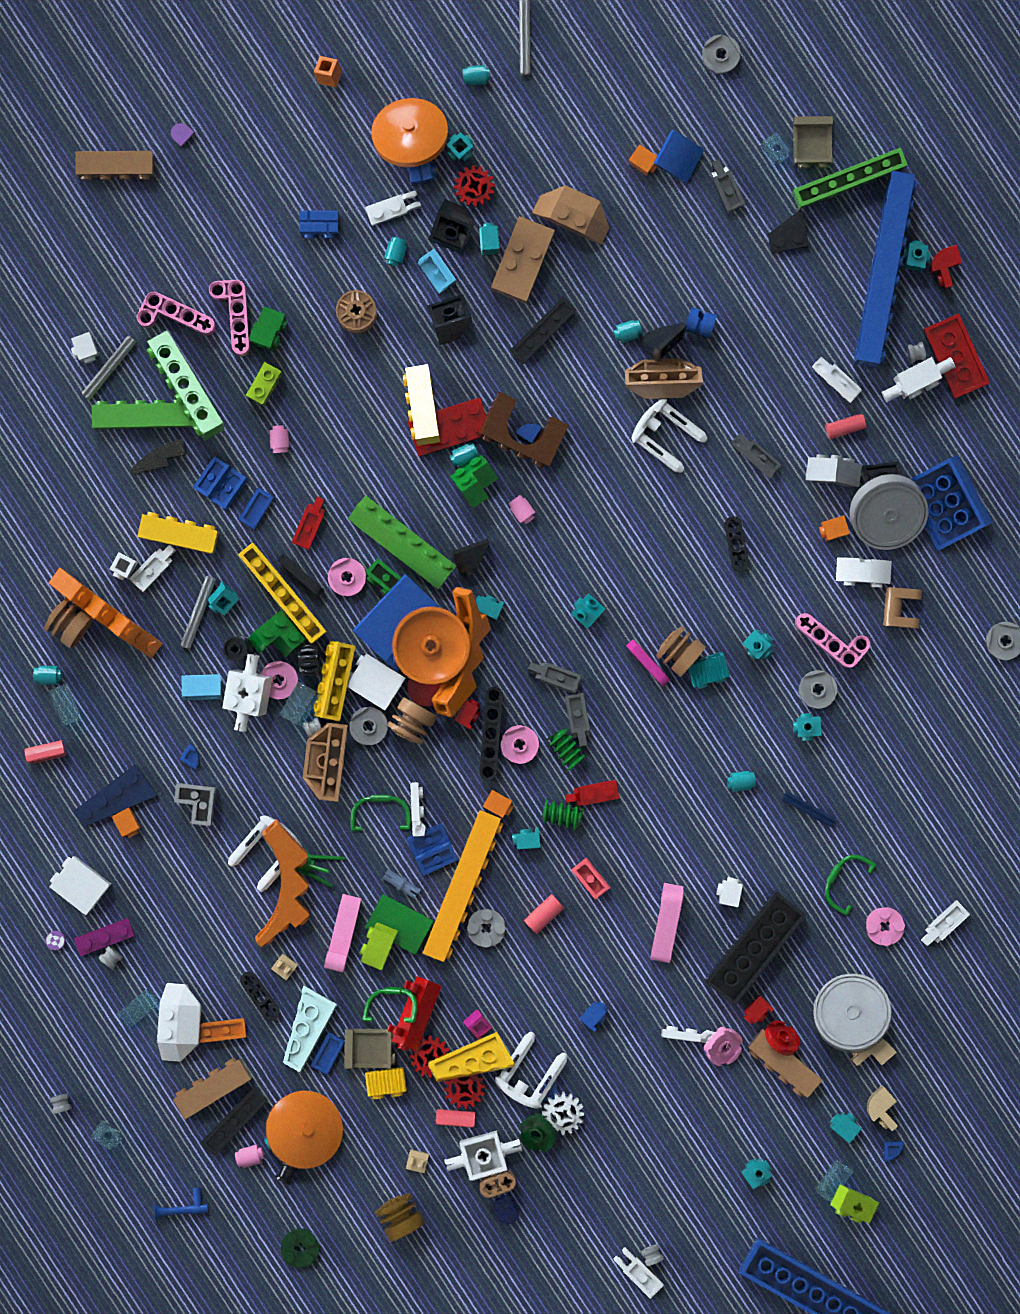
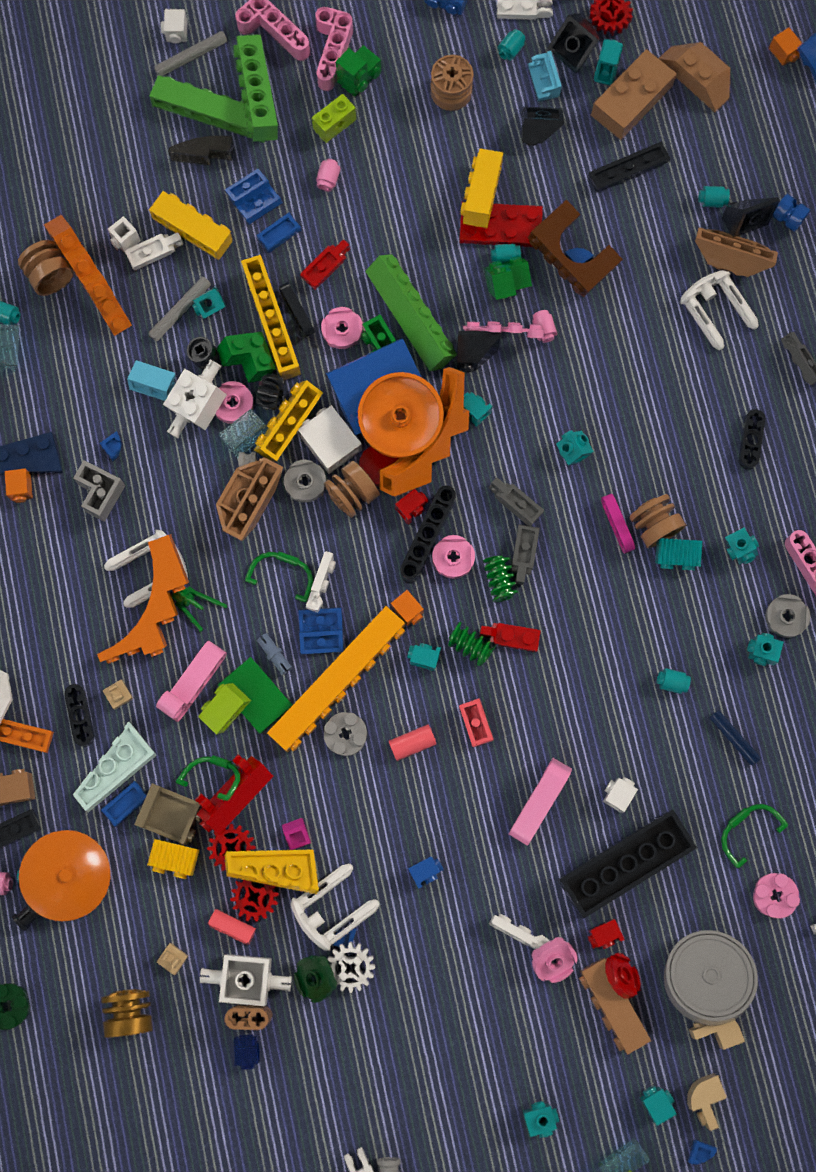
camera: 20 degrees right, 10 degrees down
(490, 529) = (534, 331): none -> bright pink plant

